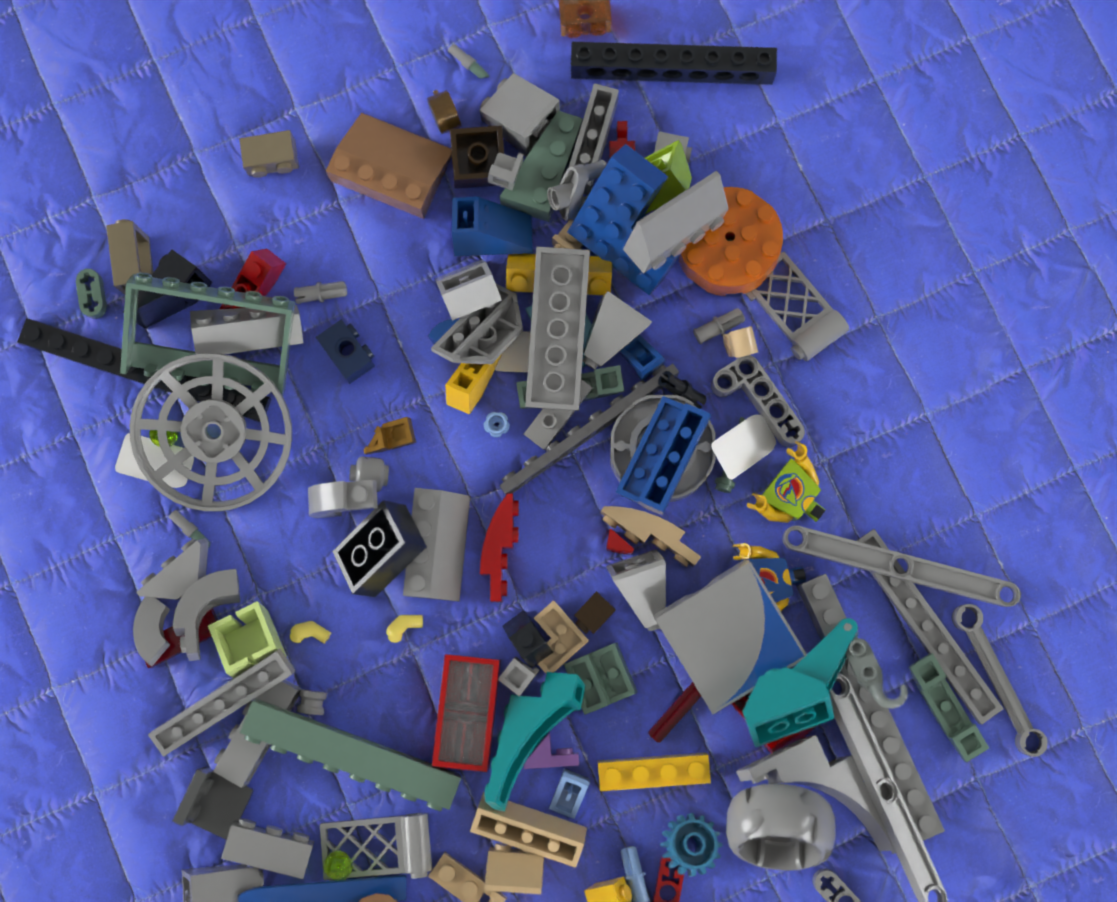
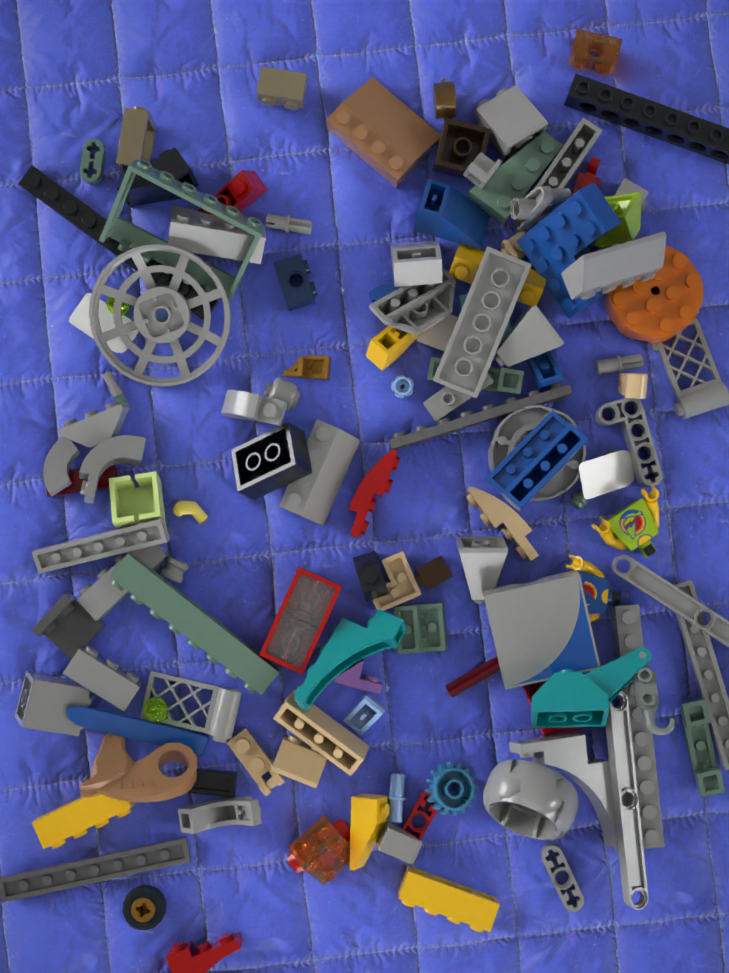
camera: 15 degrees right, 5 degrees up
(400, 625) = (268, 529): light yellow arm -> none
(468, 61) = (479, 61): light grey piece -> none
(518, 676) = (353, 604): light grey panel -> none
(618, 544) = (471, 521): red slope -> none
(653, 771) = (440, 719): yellow brick -> none
(681, 388) = (570, 408): black pin -> none

